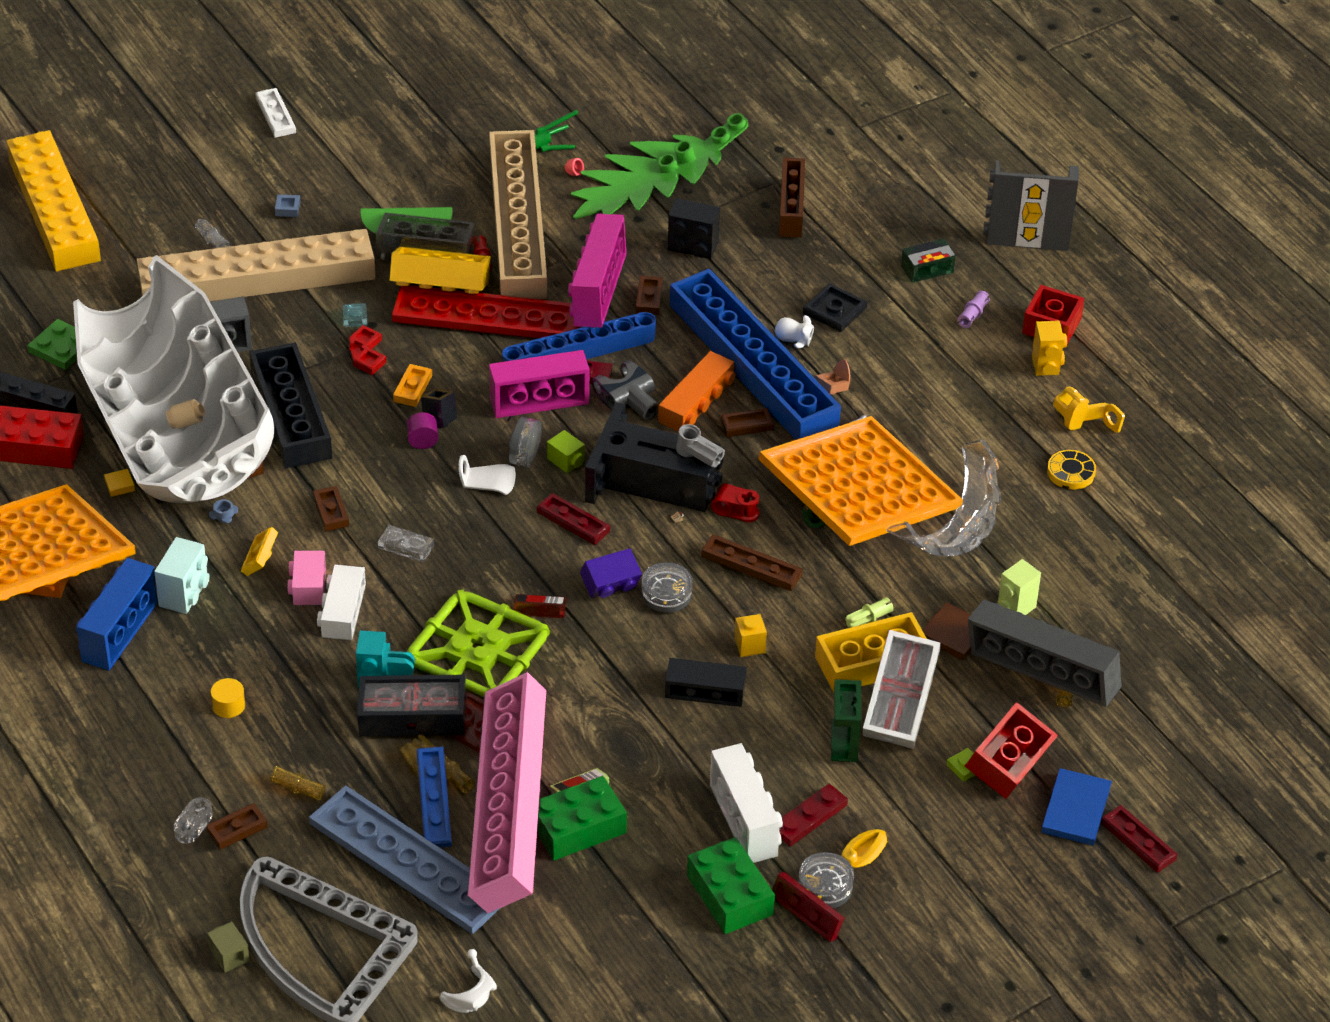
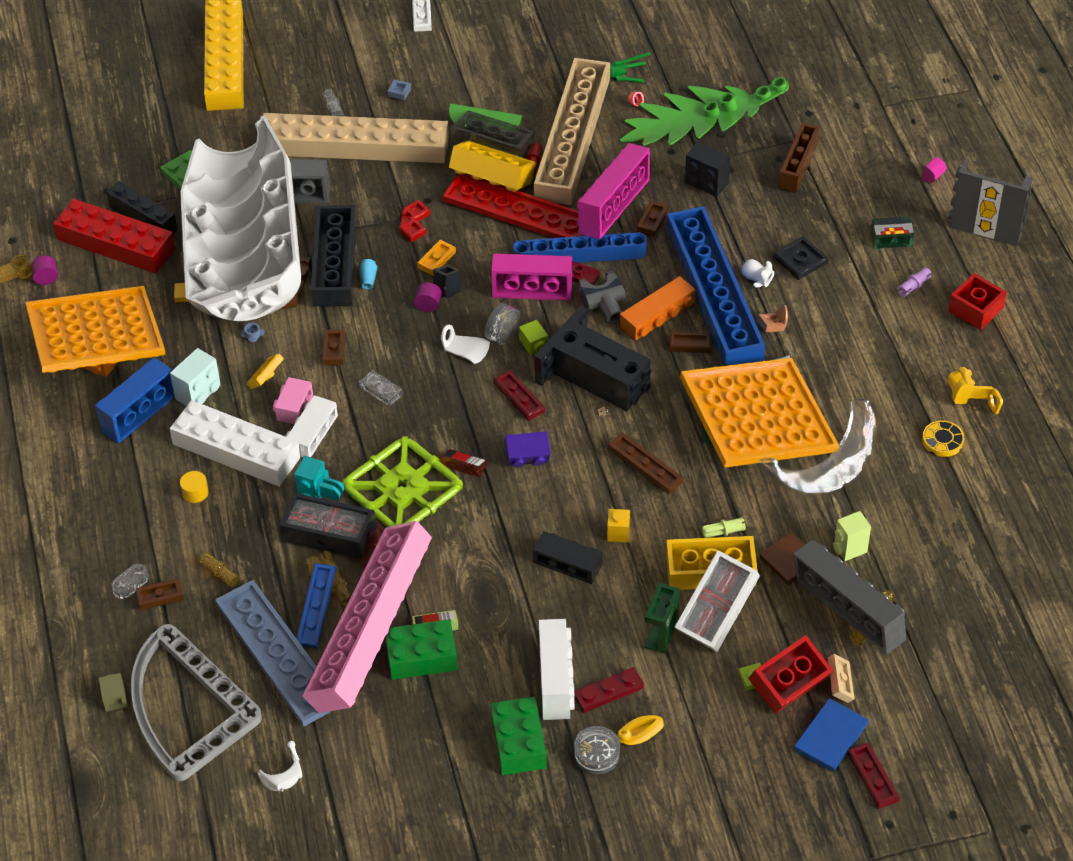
camera: 20 degrees right, 5 degrees up
(185, 414) = (243, 248): tan brick -> none
(257, 638) = (235, 443): none -> white brick
(336, 416) = (367, 272): none -> medium azure cone
(354, 314) = (416, 190): clear light blue plate -> none
(667, 587) = (567, 469): clear piece -> none
(691, 444) = (626, 356): light grey piece -> none
(735, 501) = (652, 410): red piece -> none
(807, 907) = (573, 769): dark red tile -> none
(947, 185) = (933, 170): none -> dark pink brick
(1048, 348) = (960, 329): yellow brick -> none
(1066, 747) = (841, 678): none -> tan plate

